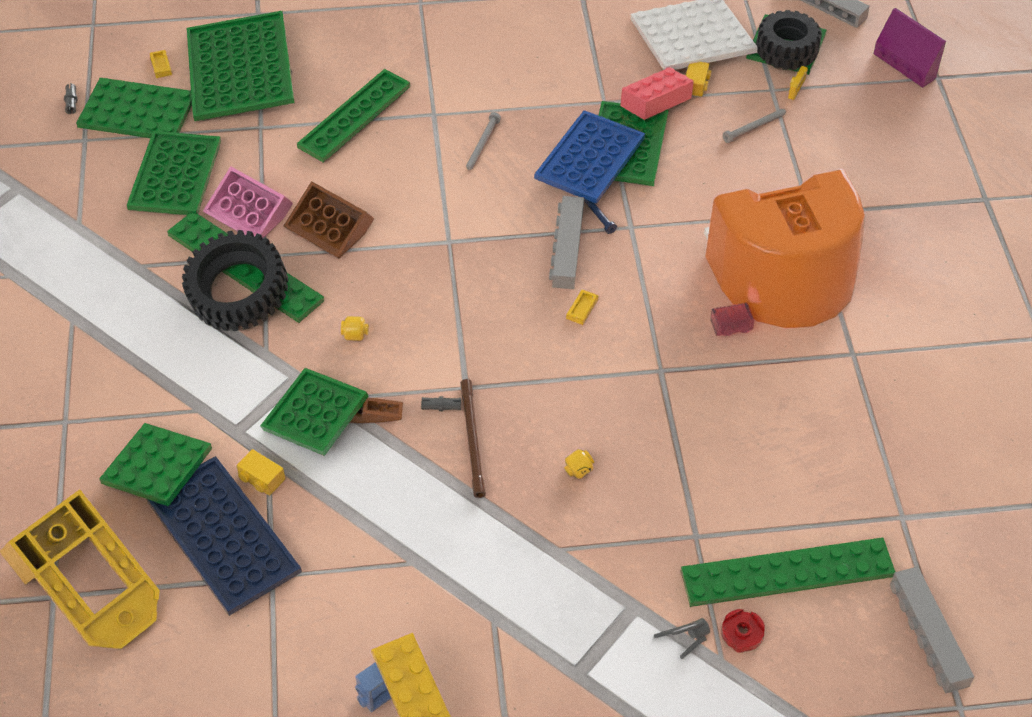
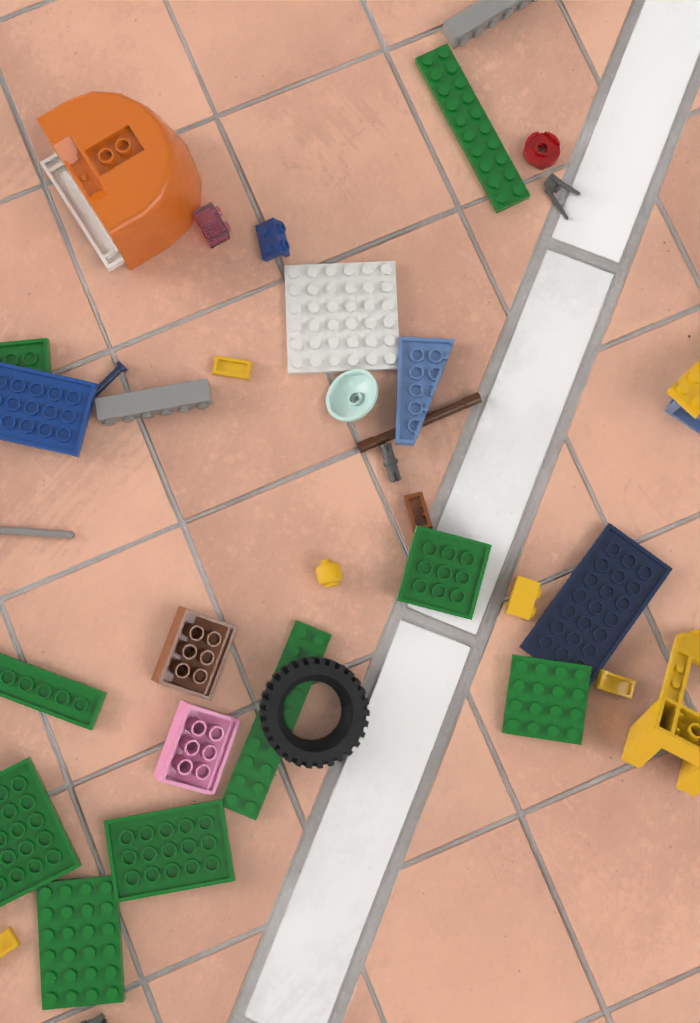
camera: 105 degrees left, 30 degrees up
(140, 527) = (615, 684): none -> yellow tile
(517, 382) = (352, 395): none -> light aqua dish
(521, 445) = (418, 375): none -> medium blue wing
(579, 463) = (422, 319): yellow head -> none
(604, 404) = (341, 317): none -> white plate
(703, 365) = (272, 239): none -> blue bracket

